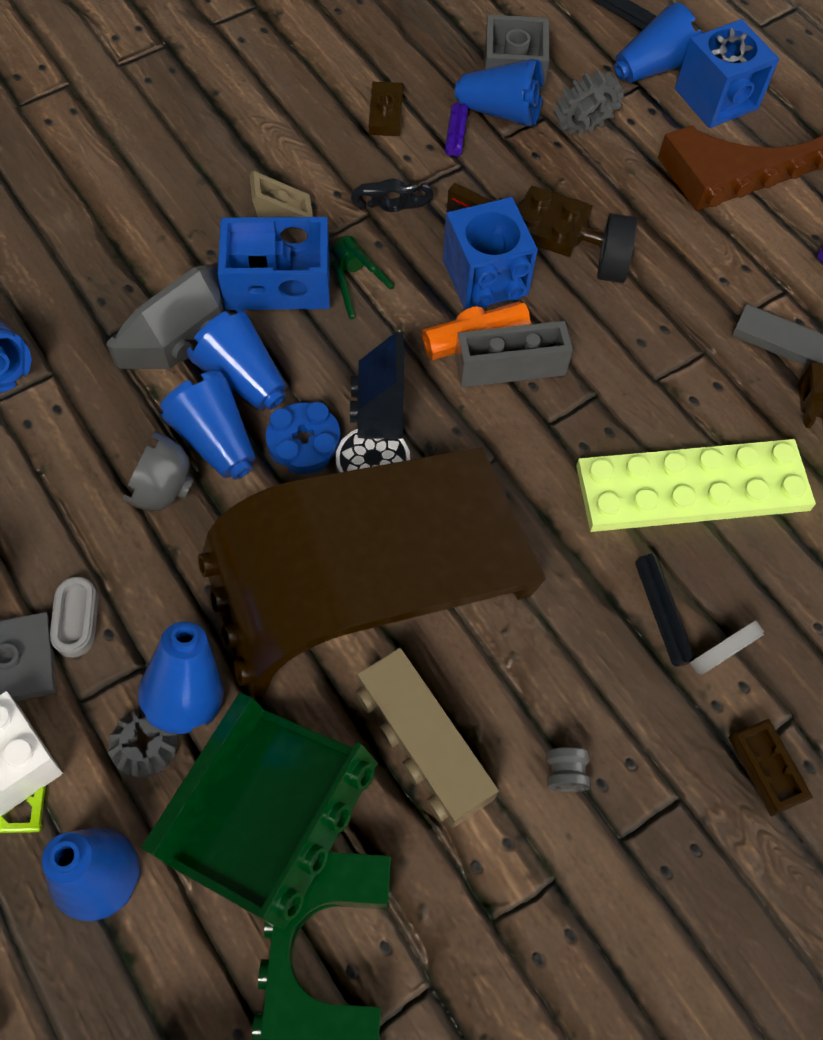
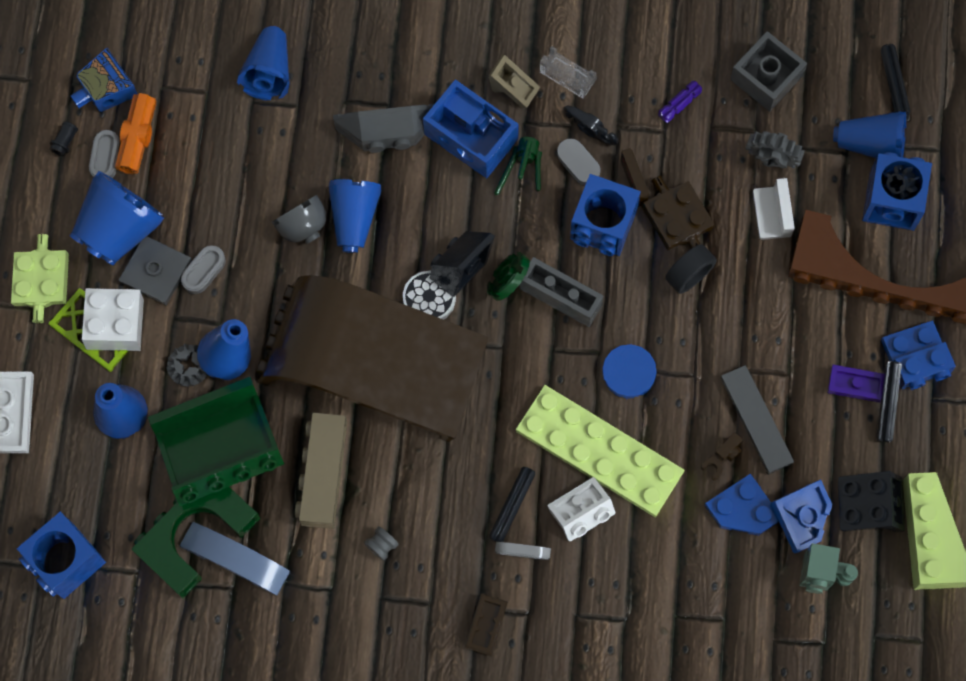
camera: 45 degrees right, 10 degrees up
(236, 350) = (400, 180): blue cone -> none
(300, 418) = (397, 239): blue plate -> none
(326, 169) = (567, 73): none -> clear hinge
(385, 108) = (648, 51): dark brown plate -> none
(401, 943) = (235, 558): none -> sand blue slope
(409, 236) = (577, 160): none -> light grey tile
(442, 339) = (561, 258): orange piece -> none
(445, 374) = (508, 276): none -> dark green tile
(504, 91) = (732, 99): blue cone -> none
(633, 160) = (774, 211): none -> white panel
(645, 388) = (629, 371): none -> blue tile
(739, 554) = (582, 509): none -> white bracket

